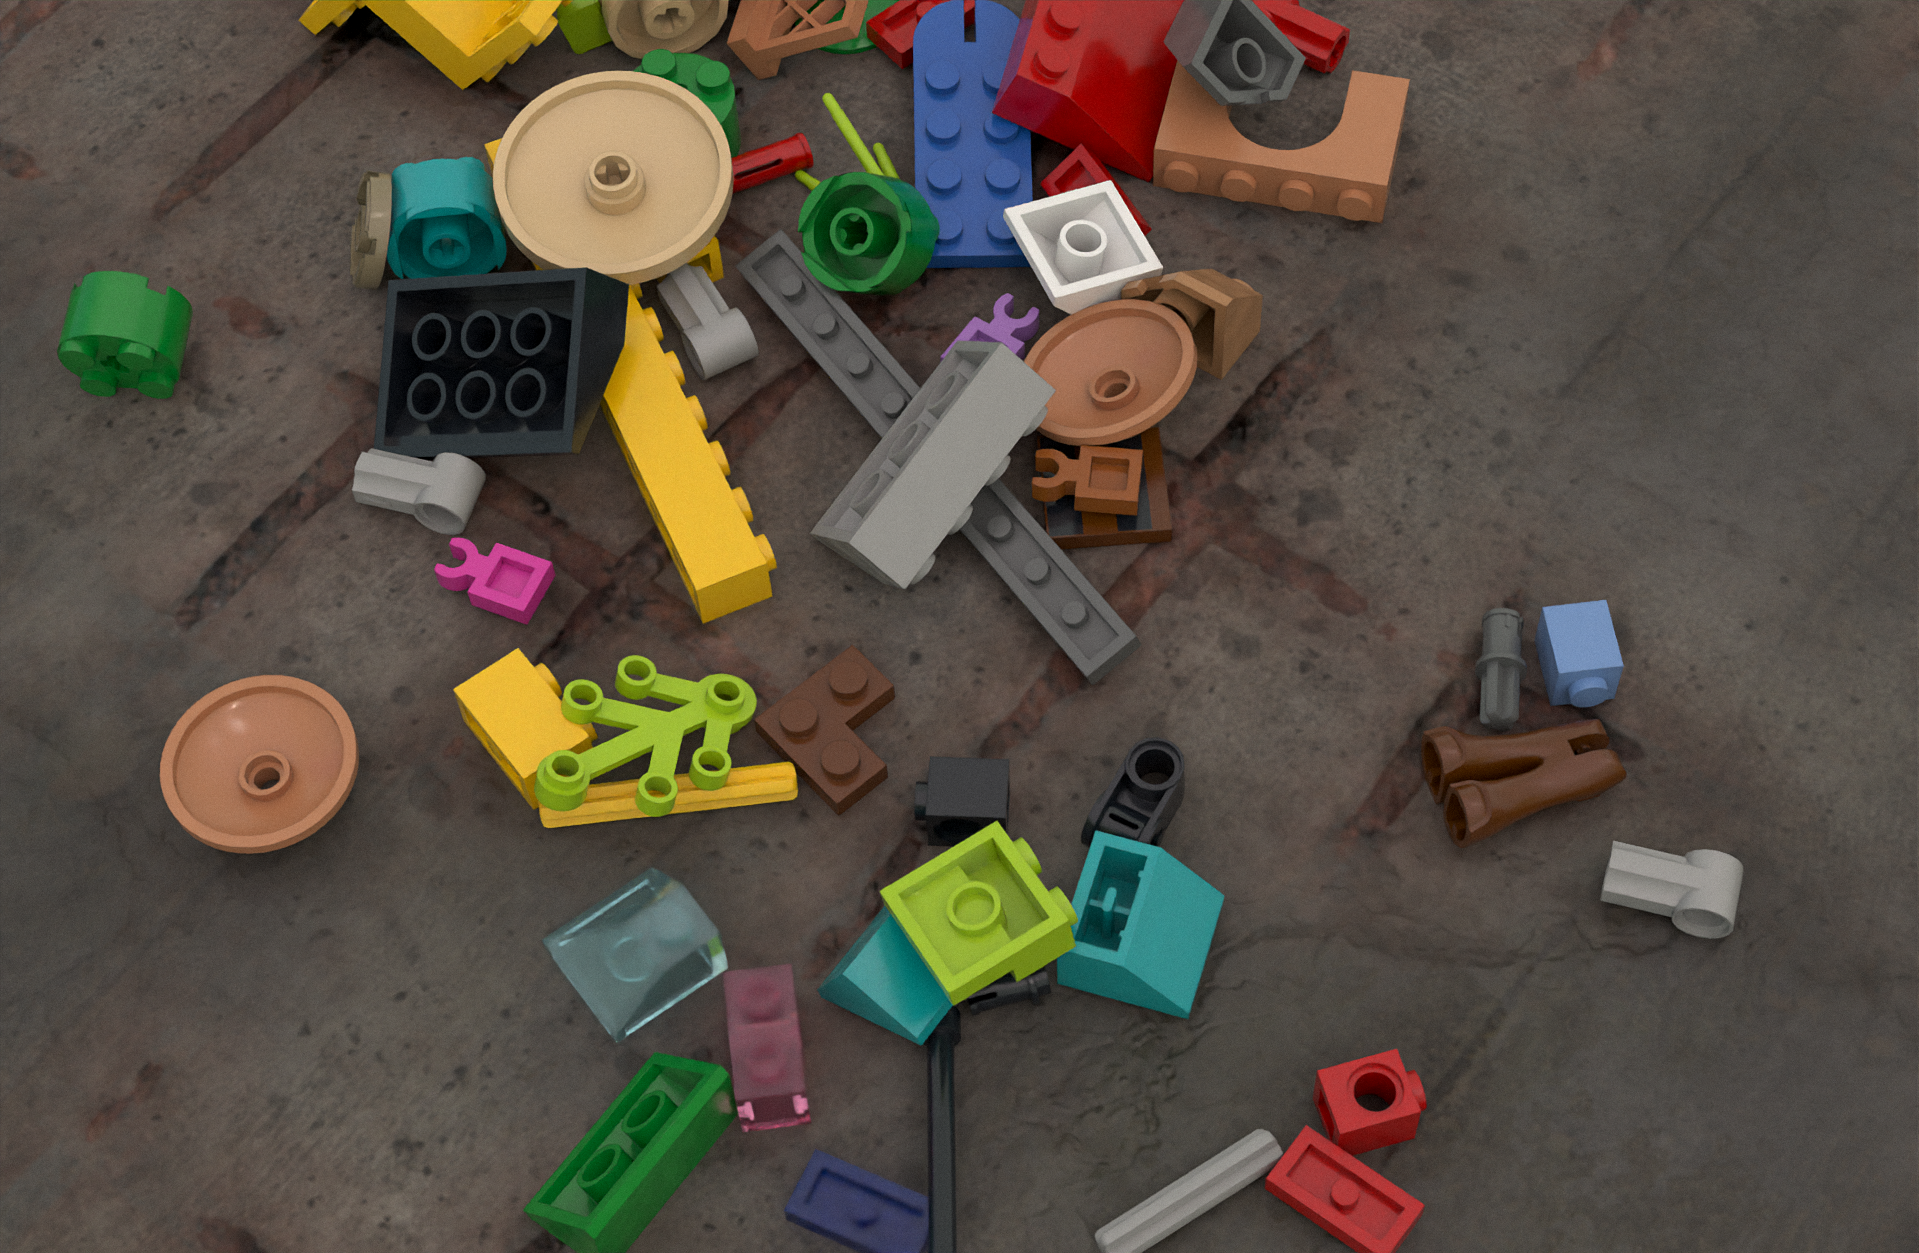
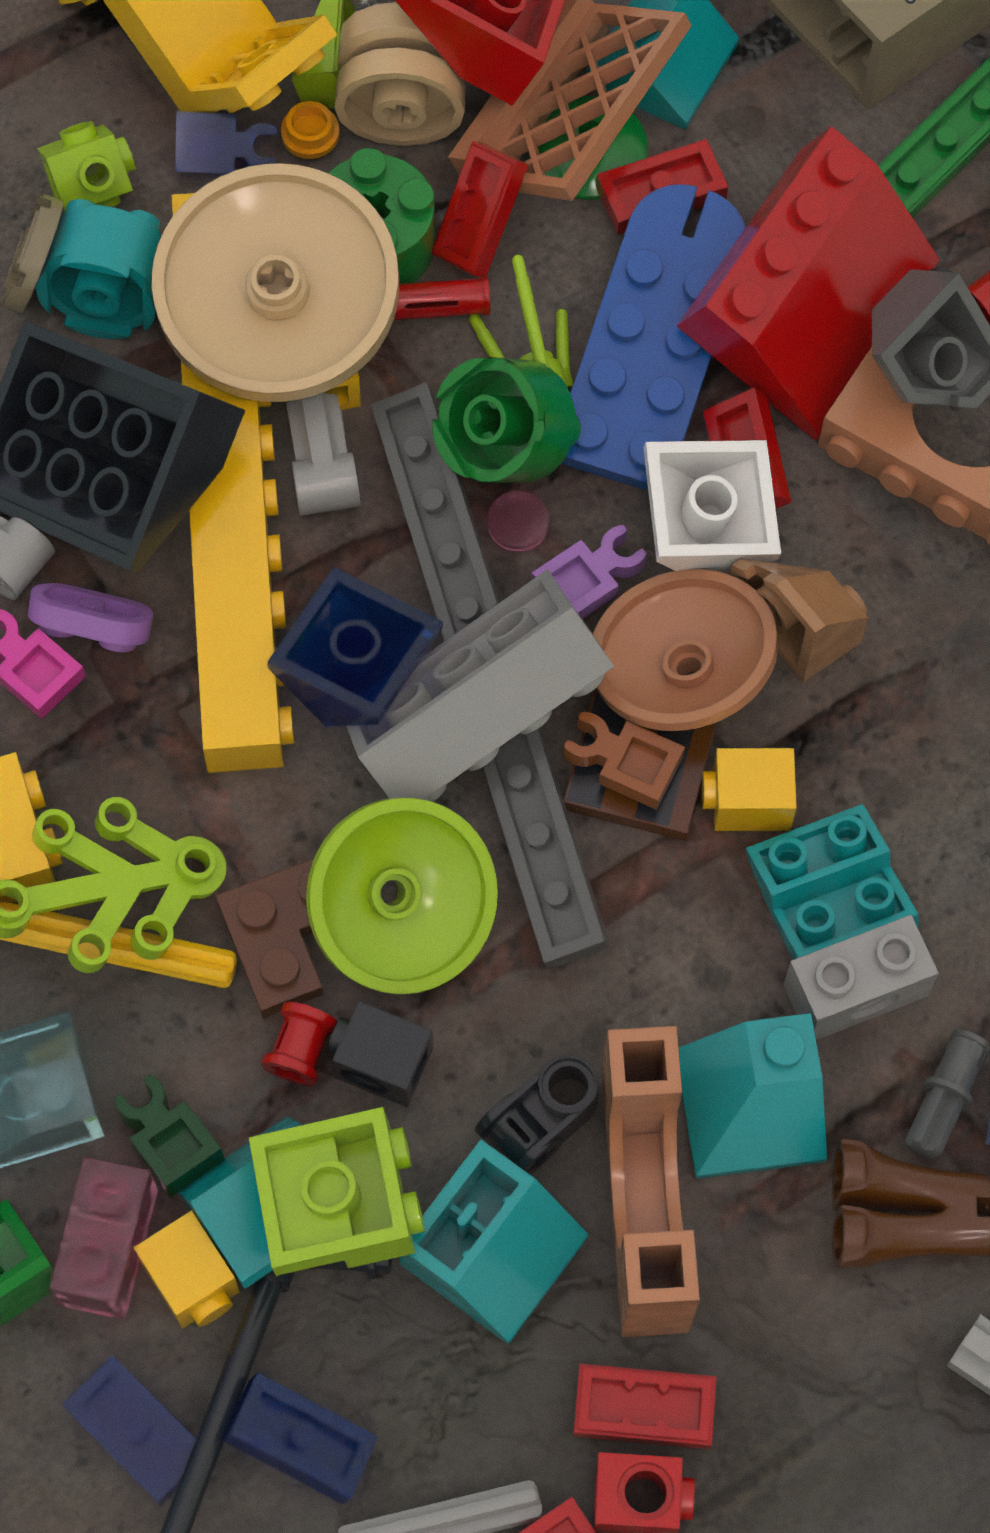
camera: 15 degrees right, 10 degrees up
(393, 140) = (79, 147): none -> lime brick
(500, 95) = (209, 143): none -> clear blue plate
(566, 518) = (77, 611): none -> medium lavender plate
(586, 57) = (310, 130): none -> light orange plate
(772, 75) = (479, 209): none -> red plate
(799, 939) = (169, 1142): none -> dark green plate
(803, 467) = (352, 651): none -> clear blue slope
(859, 1051) = (188, 1272): none -> yellow brick
(885, 819) = (299, 1043): none -> red bush
(907, 325) = (518, 521): none -> clear pink piece
(960, 636) = (441, 902): none -> lime dish
(1027, 1161) = (300, 1438): none -> clear blue plate
(1216, 473) = (751, 789): none -> yellow brick
(1298, 884) = (651, 1247): none -> nougat arch
(1321, 535) = (829, 881): none -> teal slope
(1327, 727) = (754, 1097): none -> teal slope
(1339, 1026) = (645, 1406): none -> red plate
(1381, 596) = (861, 977): none -> light grey brick

